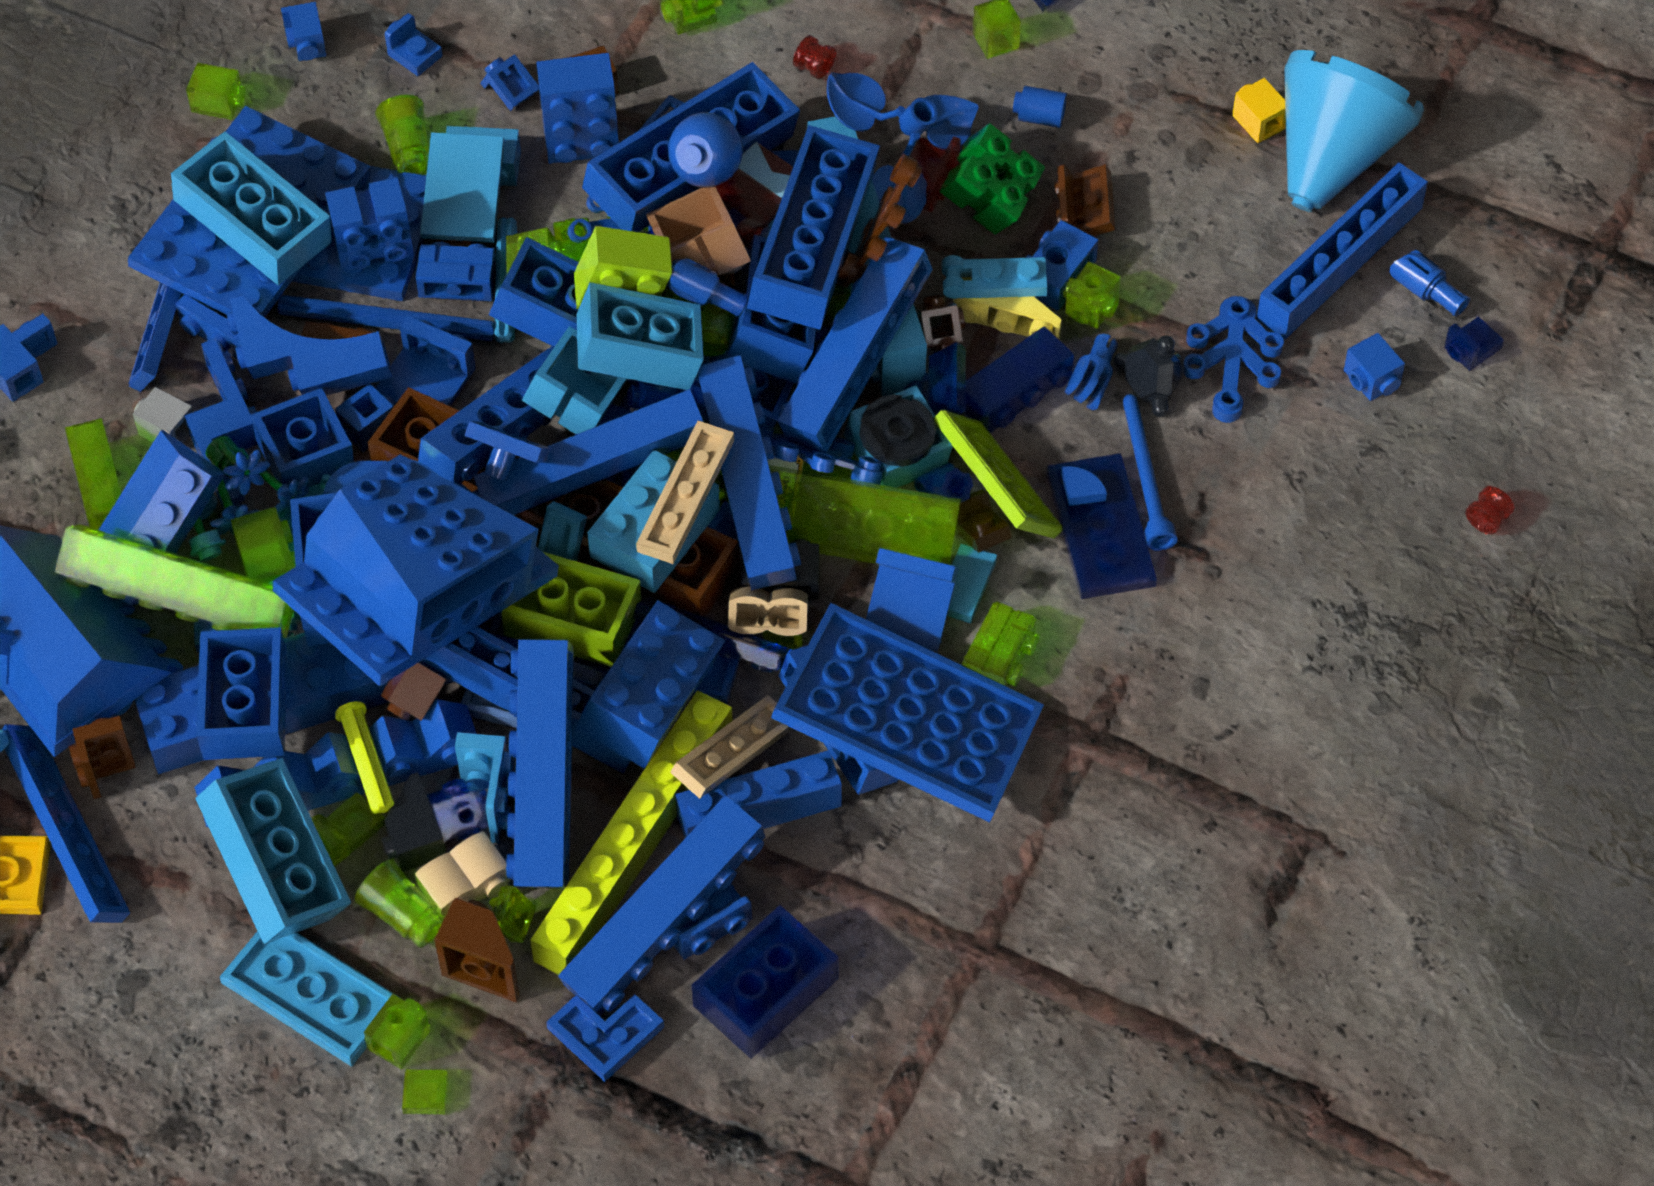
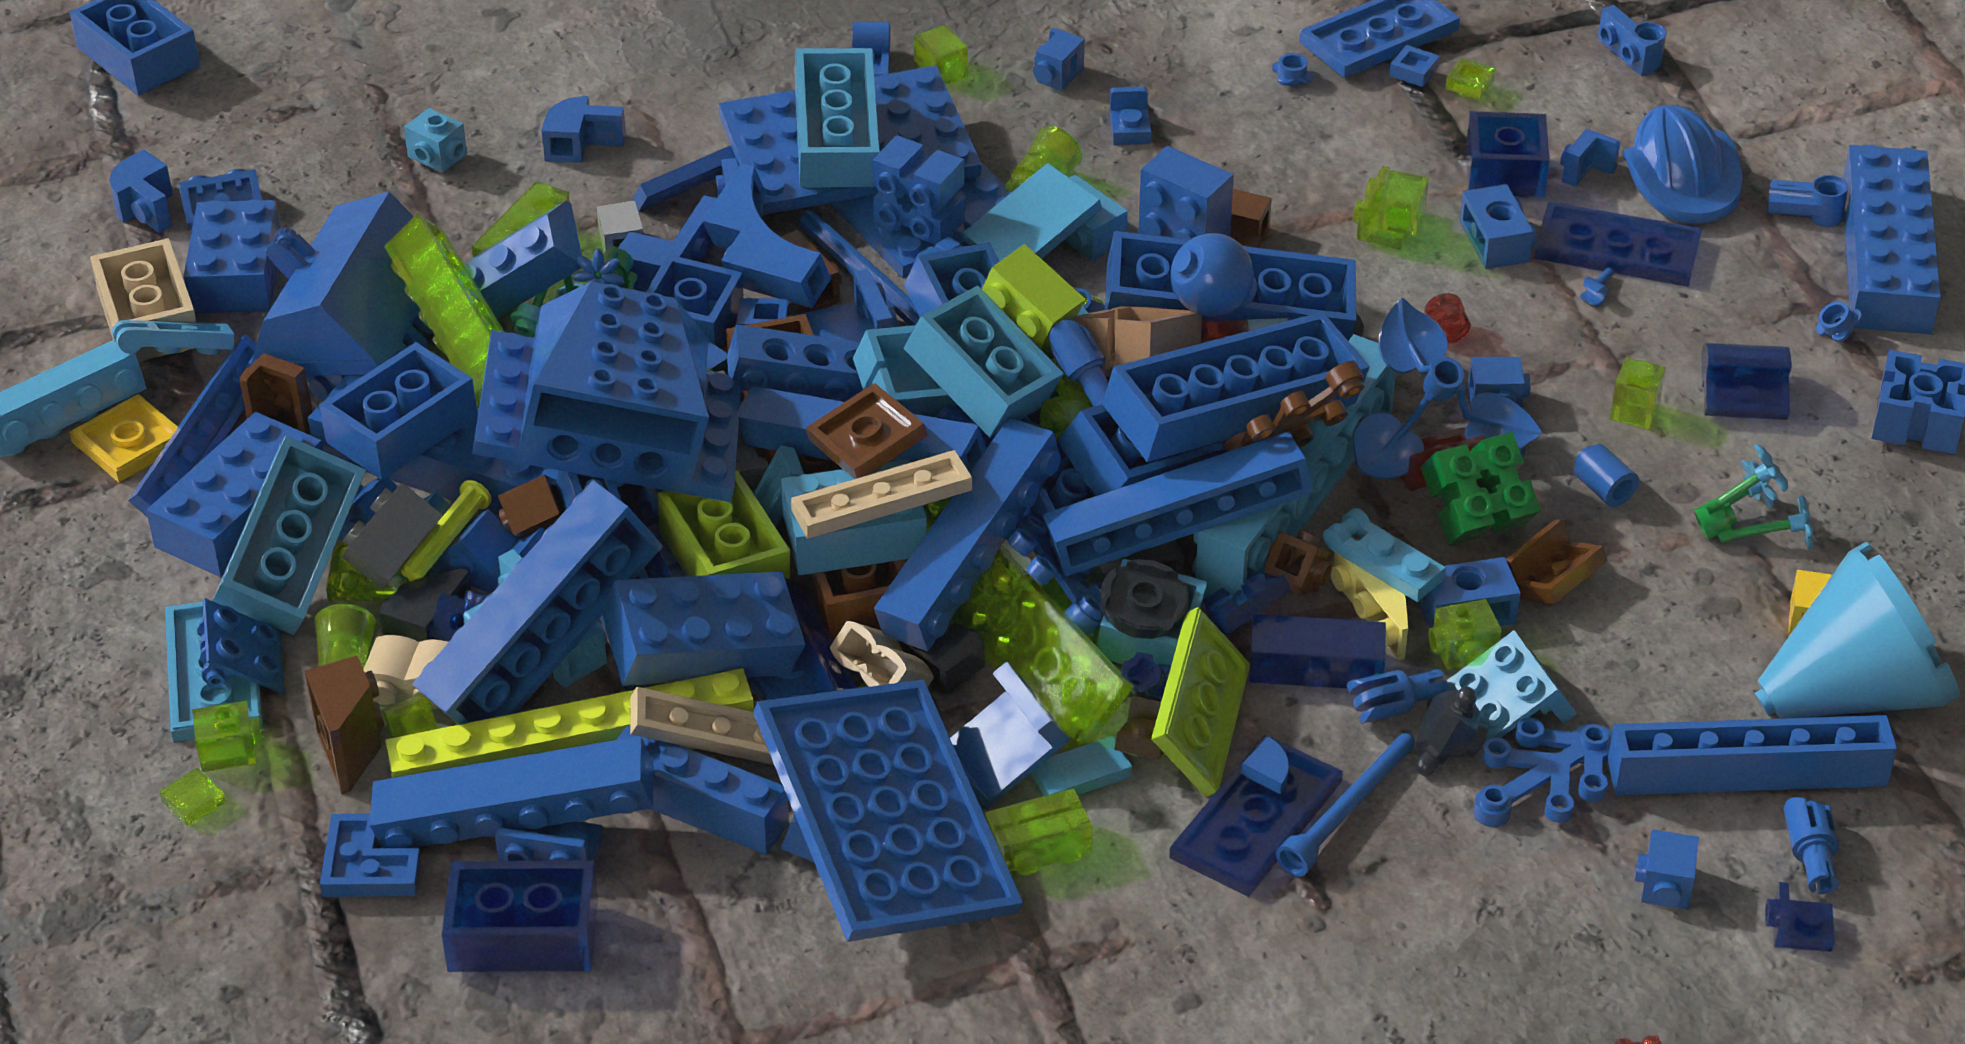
camera: 45 degrees right, 15 degrees down
(159, 128) = (874, 36): none -> blue plate
(161, 850) = (211, 503): none -> blue brick
(322, 963) = (239, 647): none -> blue hinge
(350, 791) = (390, 535): none -> dark grey brick
(505, 448) = (789, 371): blue tile -> none
(620, 452) = (866, 431): none -> reddish brown plate
(904, 83) = (1499, 376): none -> blue brick
(1140, 87) = (1718, 516): none -> plant
(1151, 311) = (1511, 686): none -> dark azure bracket

